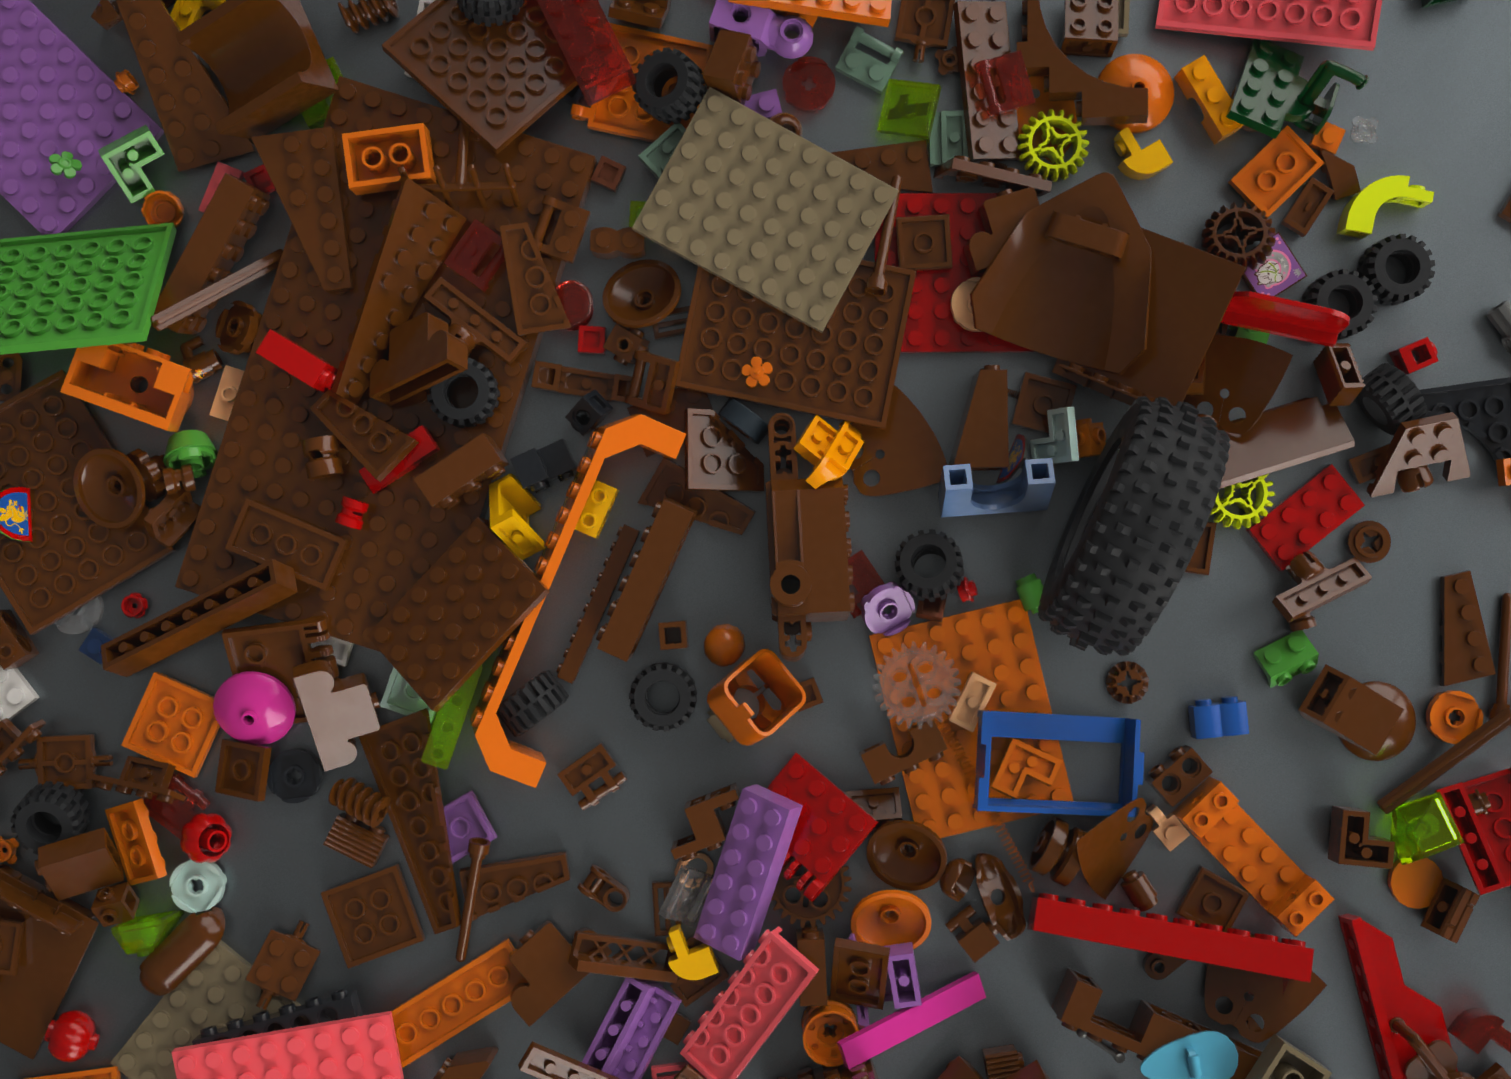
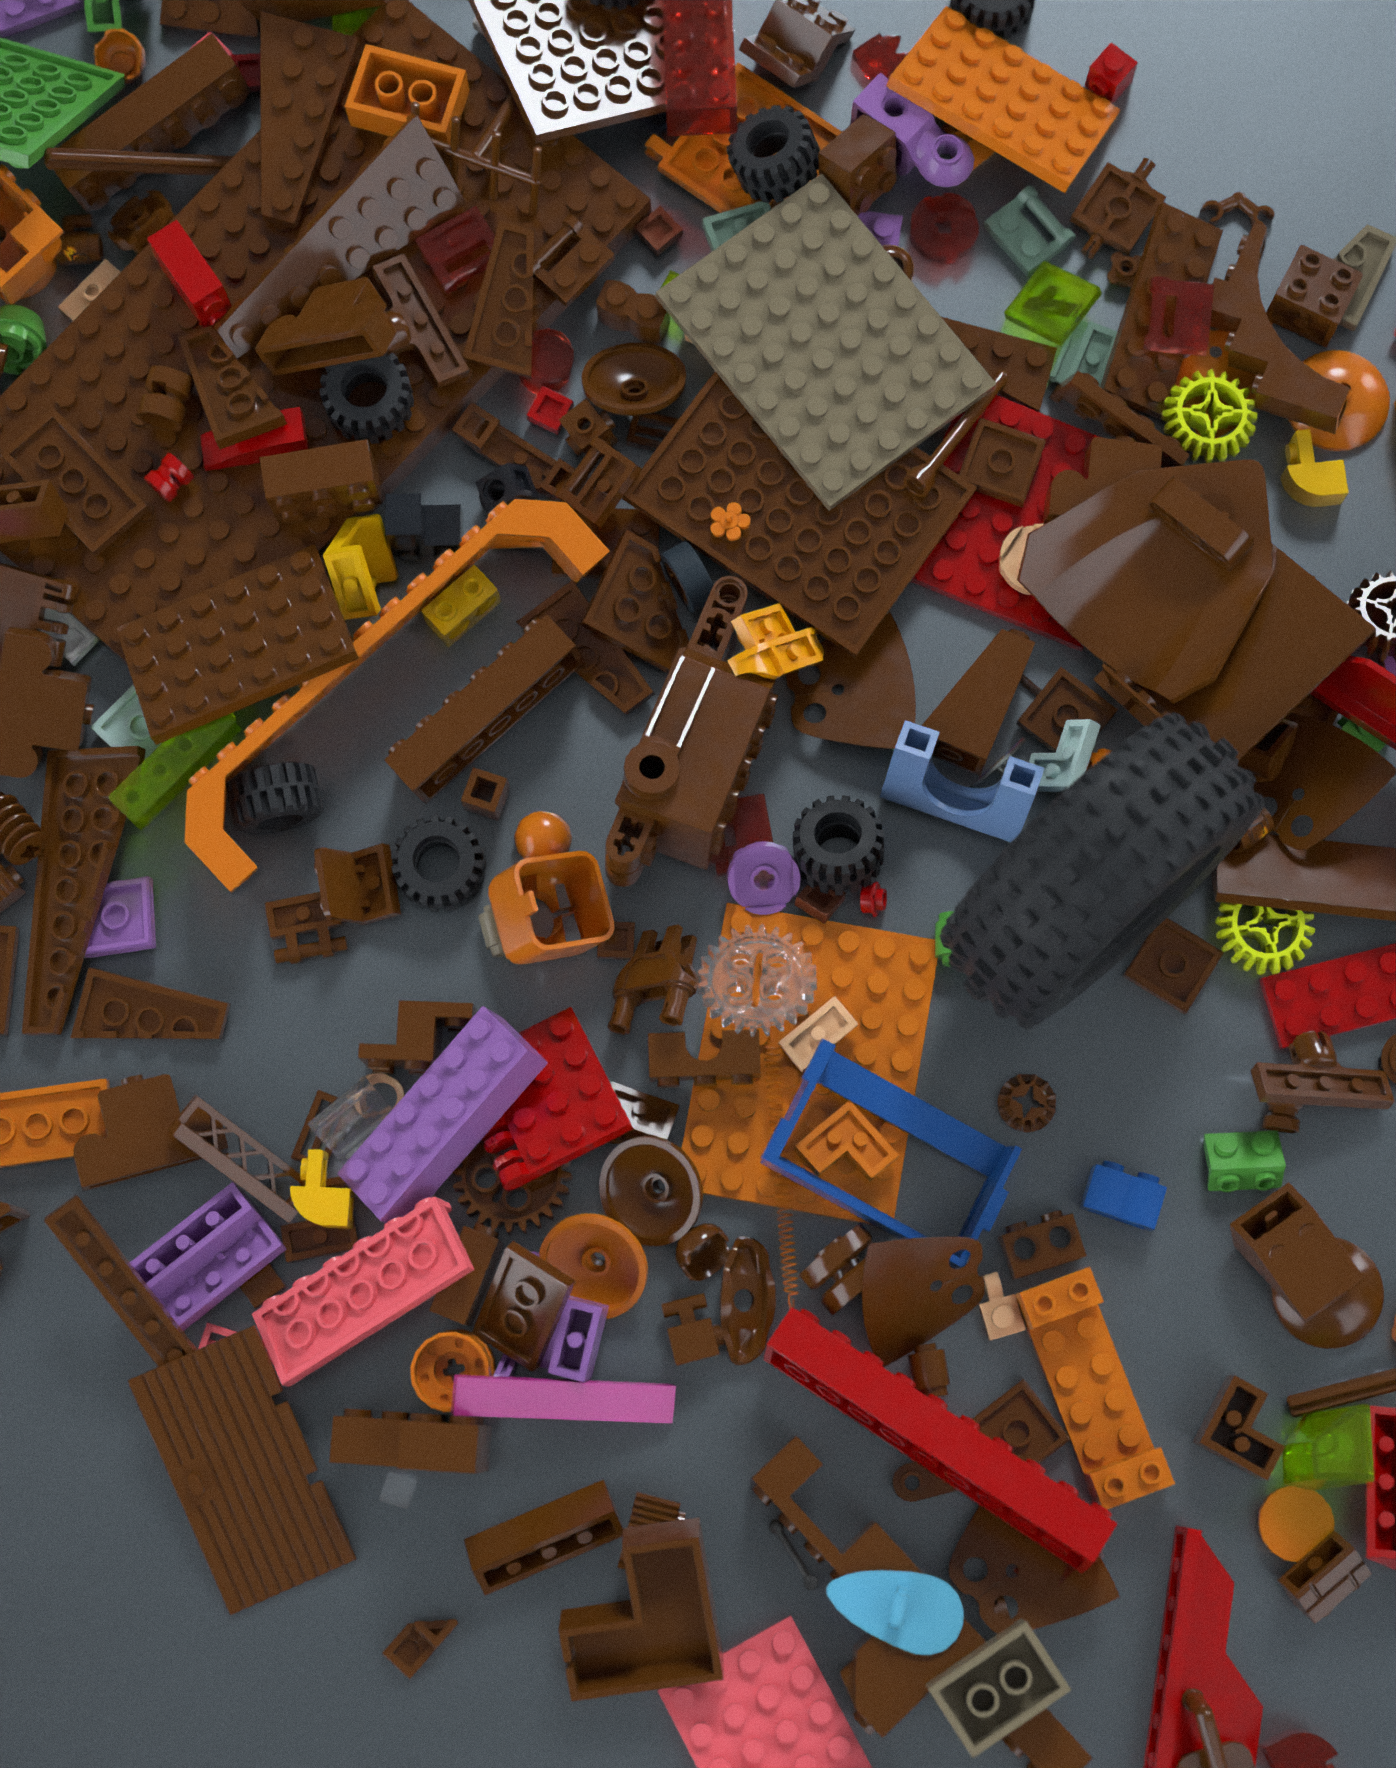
camera: 30 degrees right, 10 degrees down
(478, 850) = (123, 948): reddish brown piece -> none
(596, 608) = (371, 756): reddish brown piece -> none
(602, 888) = (253, 1065): reddish brown piece -> none
(614, 735) = (357, 884): none -> reddish brown bracket
(846, 705) = (655, 975): none -> reddish brown connector

